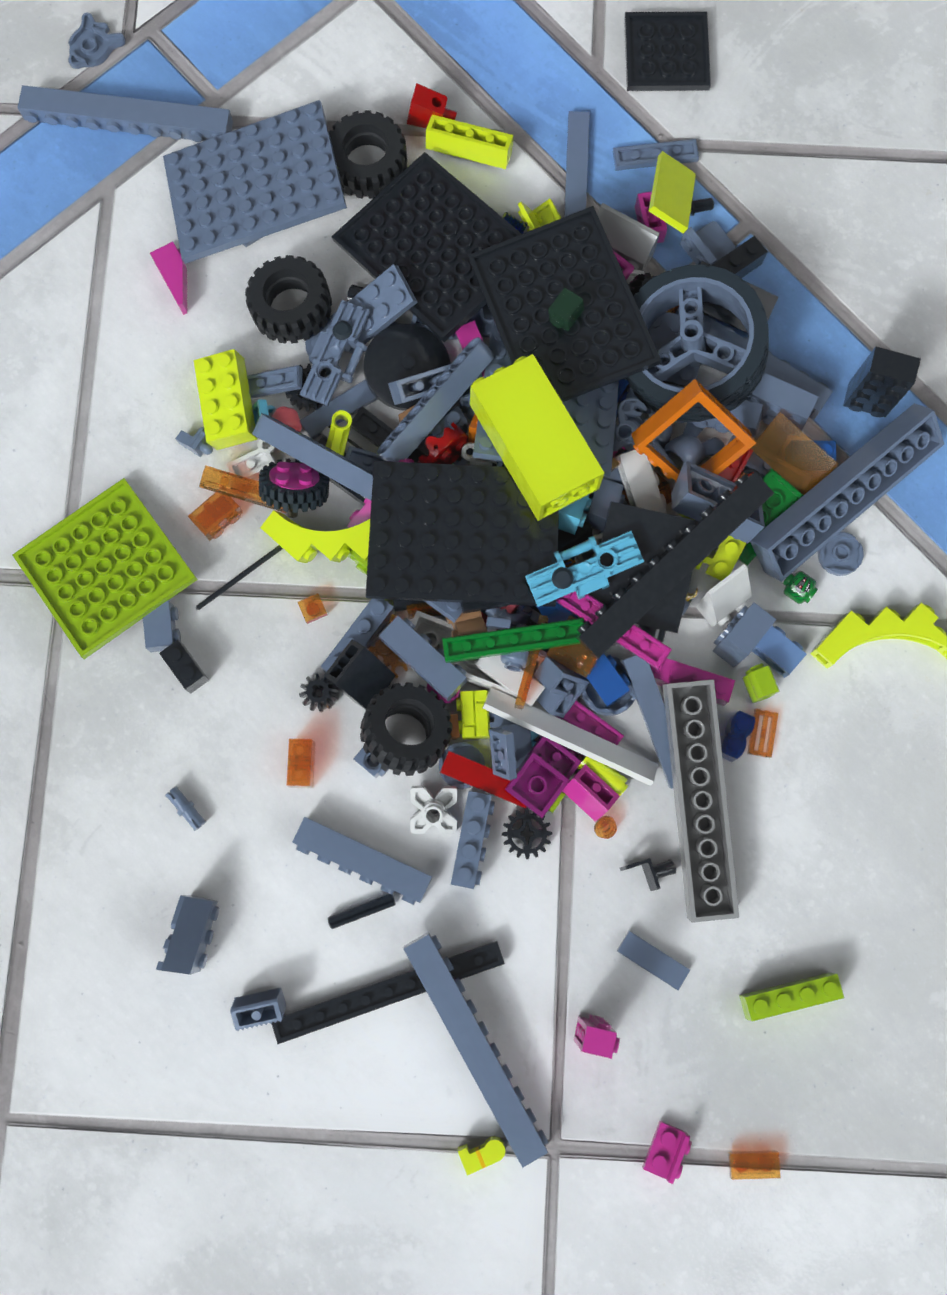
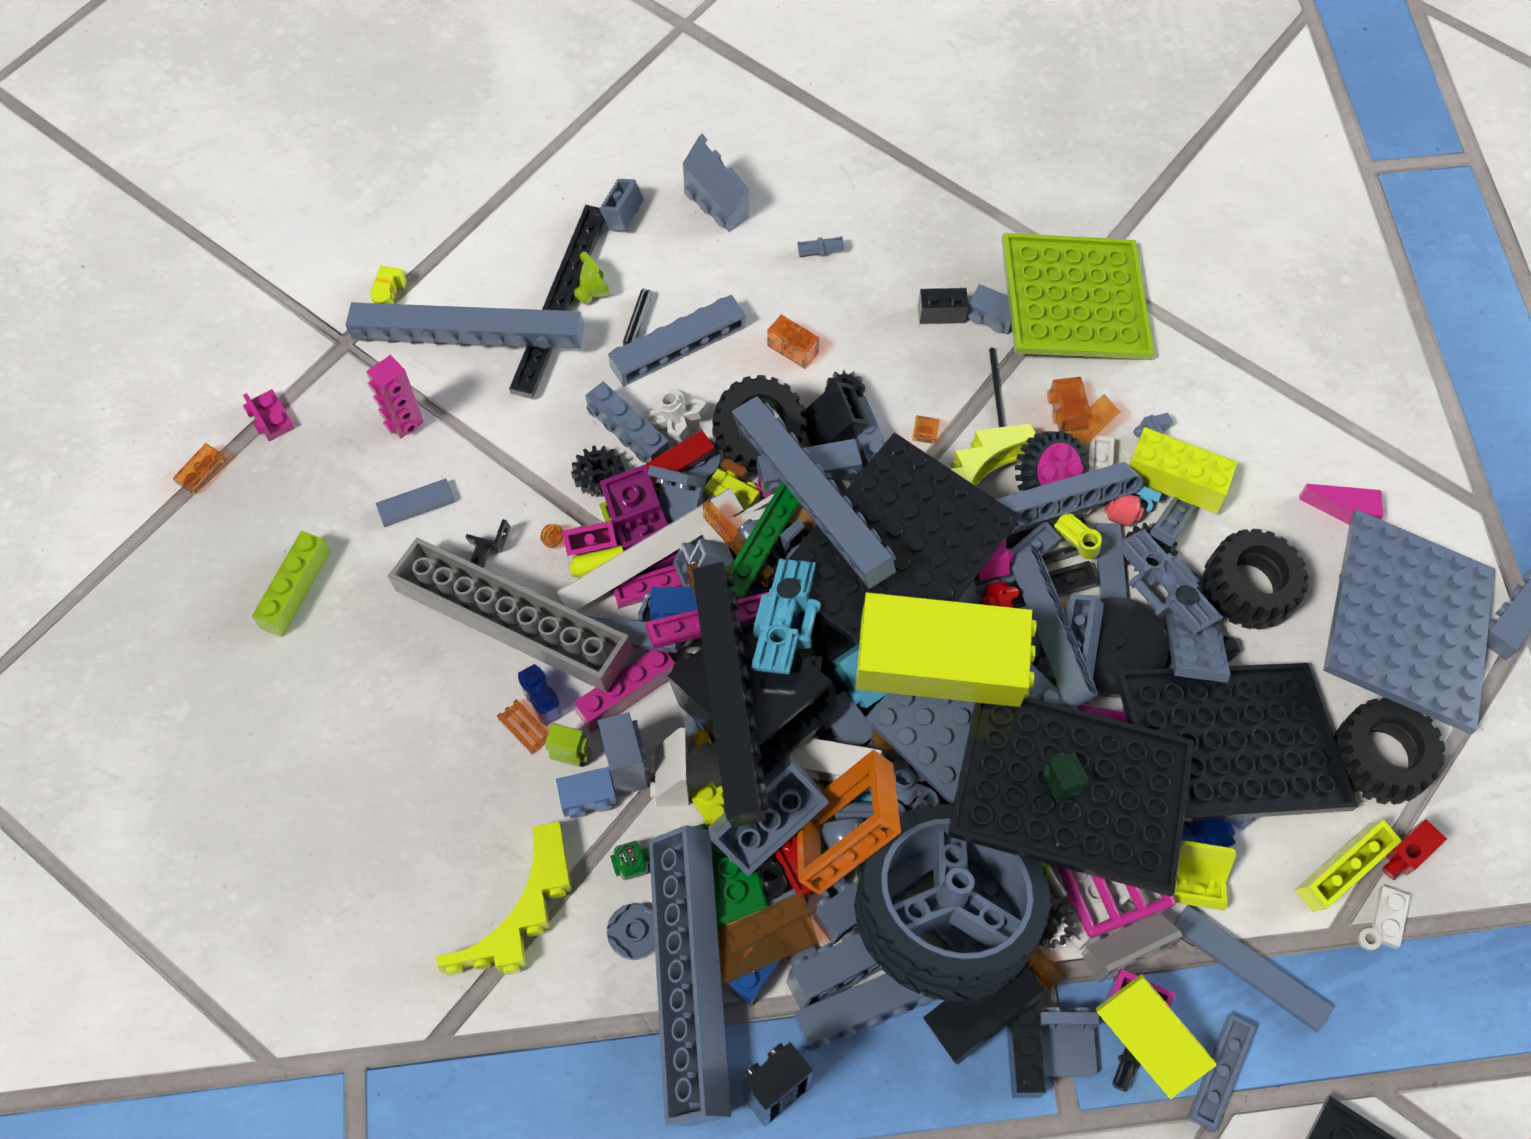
camera: 125 degrees right, 15 degrees down
(354, 975) = (590, 280): none -> lime hair
(464, 620) = (815, 493): none -> sand blue brick
(484, 108) = (1387, 920): none -> white hinge

